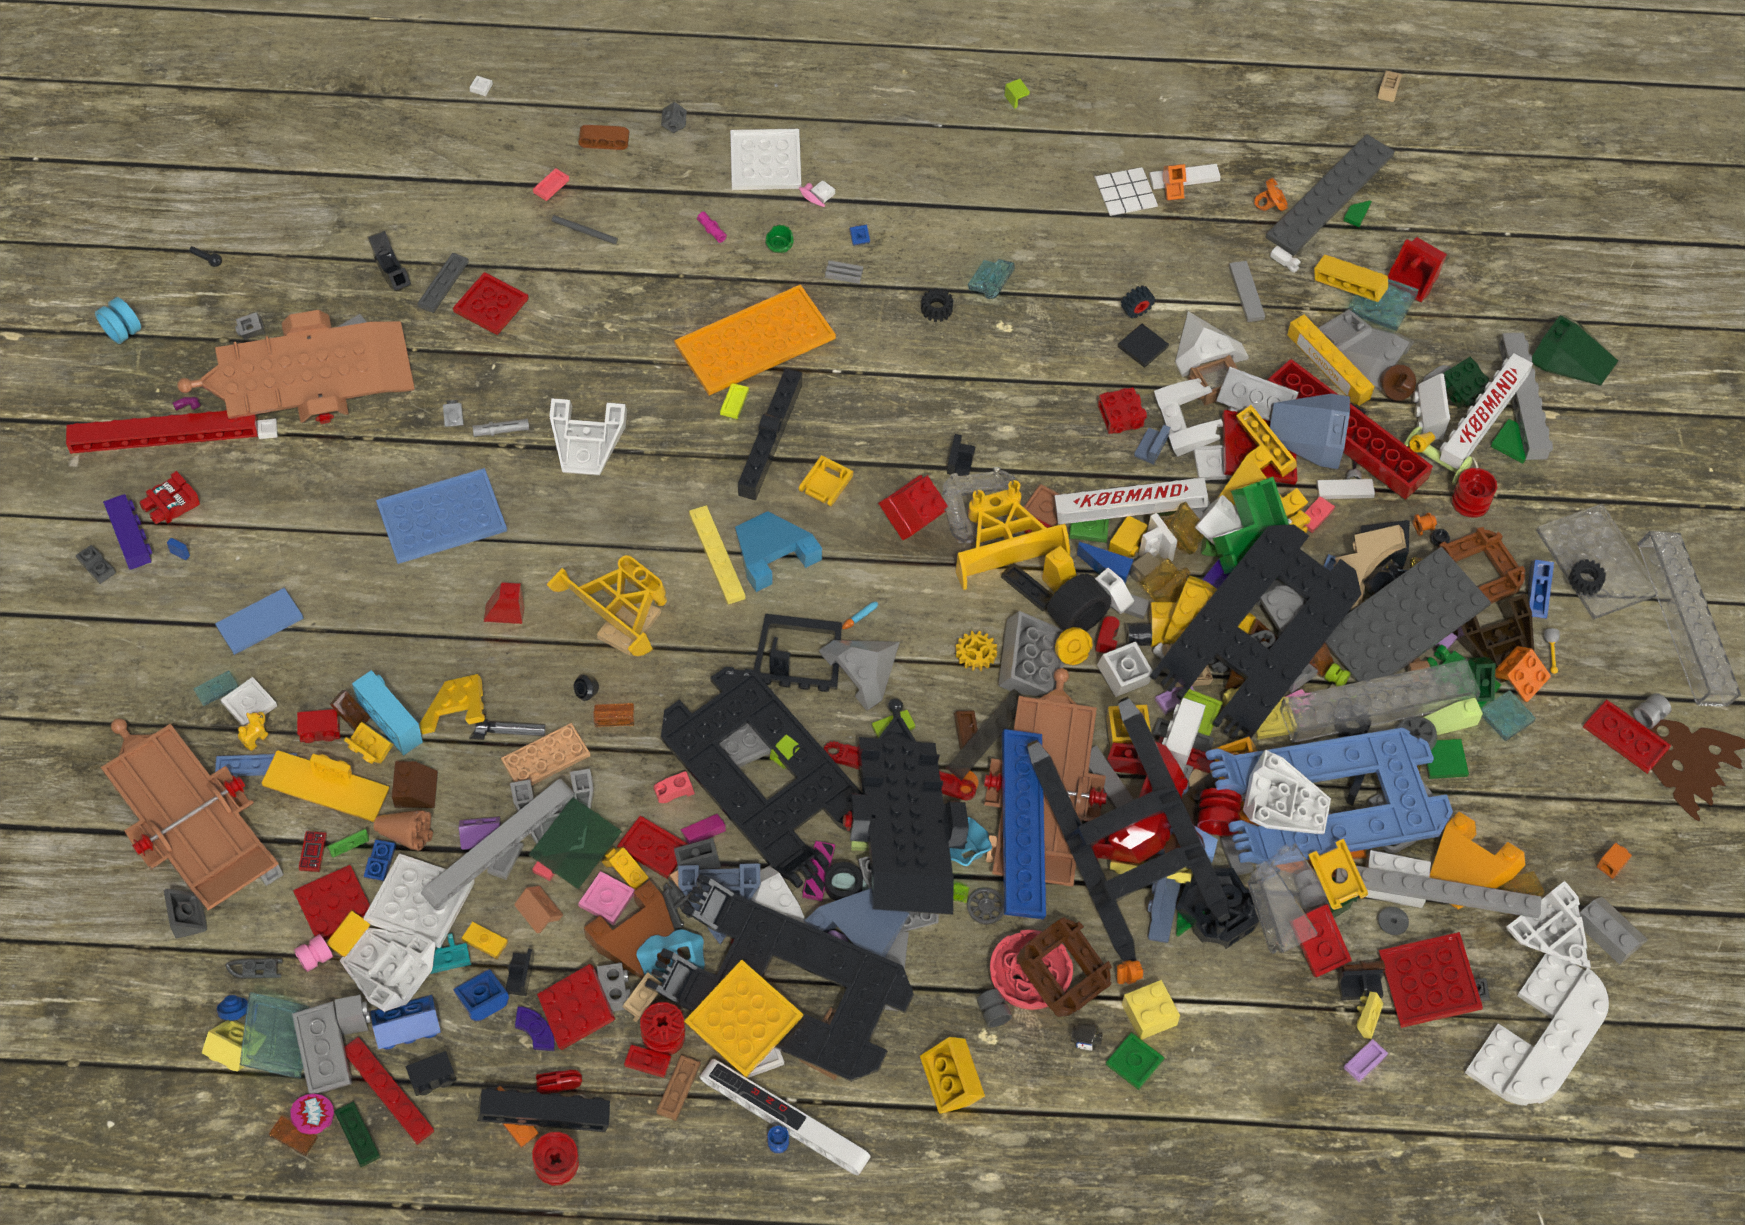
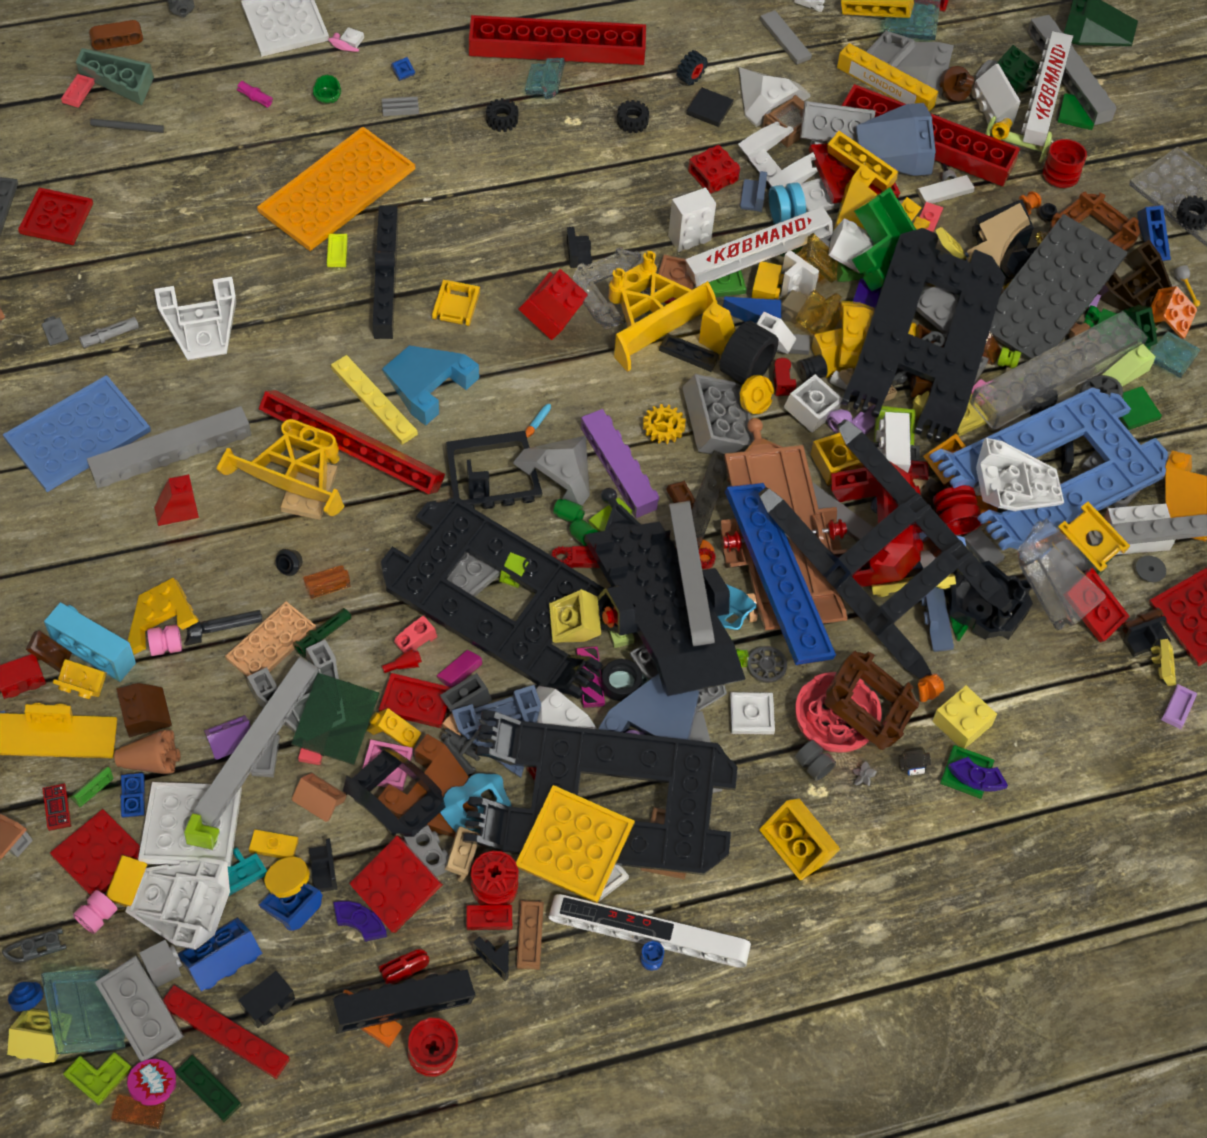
camera: 20 degrees left, 0 degrees up
(268, 1100) = (100, 1082): none -> lime tile
(422, 912) = (199, 834): none -> lime panel
(452, 729) = (164, 640): none -> bright pink wheel
(484, 972) = (287, 877): none -> yellow tile
(517, 551) = (169, 447): none -> light grey brick
(591, 177) = (117, 74): none -> sand green wedge
(592, 902) = (374, 773): none -> black wedge
(593, 760) = (321, 632): none -> dark green pin
(641, 1099) = (495, 960): none -> black slope
(659, 808) = (406, 661): none -> red cone
(682, 591) = (356, 443): none -> red brick
(821, 812) = (575, 617): none -> light yellow slope
(856, 710) = (568, 510): none -> green brick
(860, 729) = (579, 529): none -> green brick
(920, 678) = (619, 463): none -> medium lavender brick
(938, 801) = (691, 574): none -> light grey beam
(954, 947) = (752, 713): none -> white tile
(1017, 241) = (557, 39): none -> red brick
(1035, 1034) = (864, 774): none -> light grey plant
(1065, 329) = (632, 124): none -> black tyre
(1075, 457) = (691, 219): none -> white brick
(1140, 1068) = (978, 777): none -> dark purple tile
(1145, 693) = (836, 417): none -> lavender cone
(1174, 464) = (786, 202): none -> medium azure wheel
(1319, 548) = (950, 243): none -> light yellow tile

